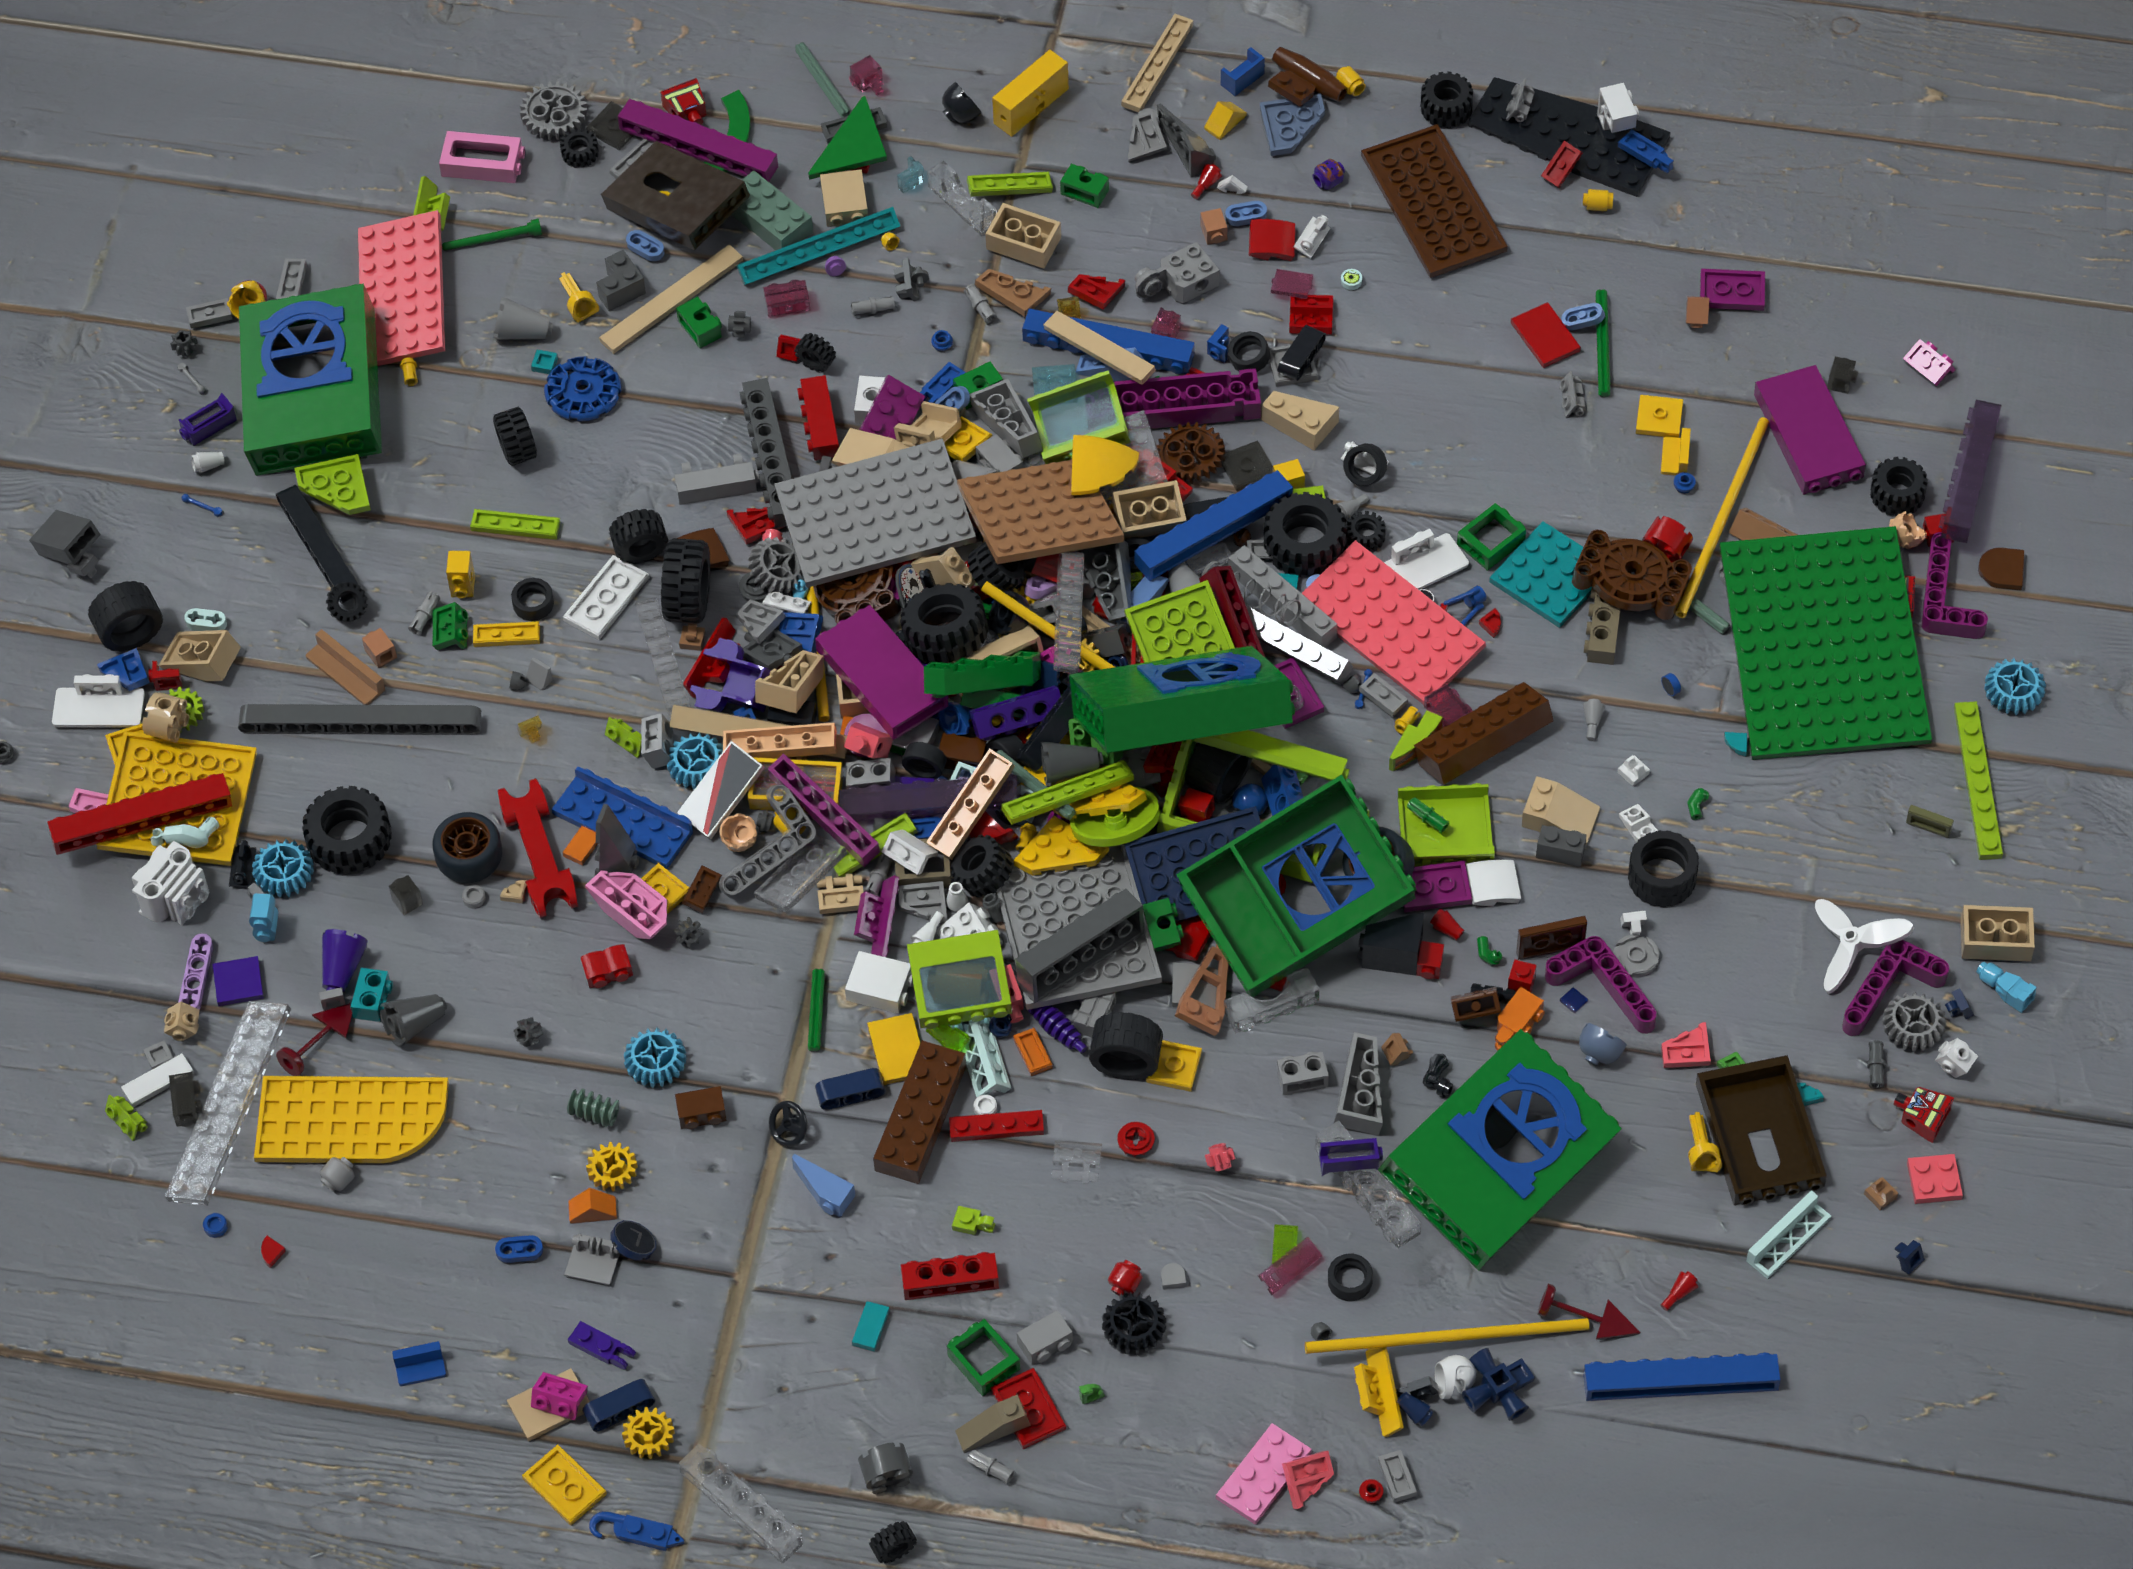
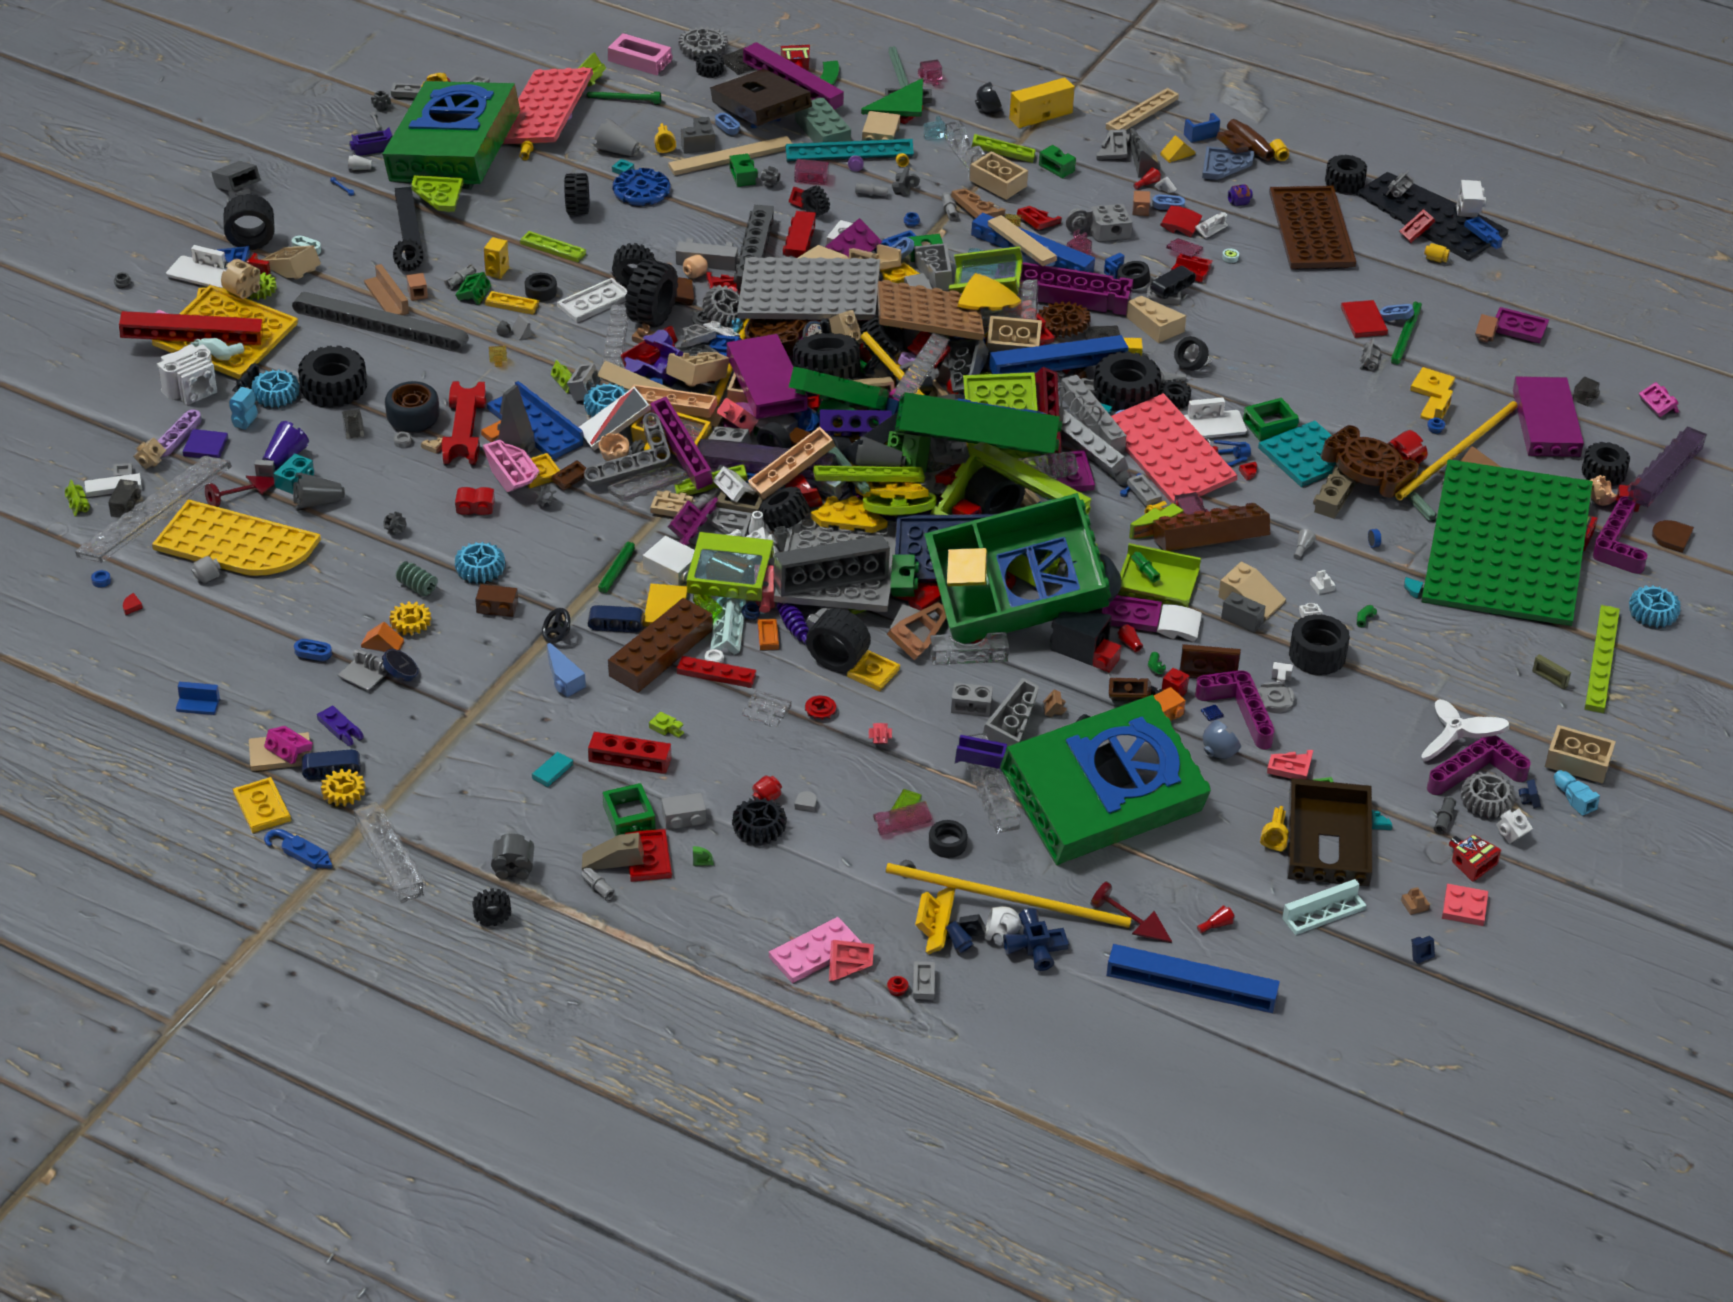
camera: 15 degrees right, 15 degrees down
(709, 505) = (695, 266): none -> light nougat head
(1243, 907) = (967, 567): none -> yellow tile

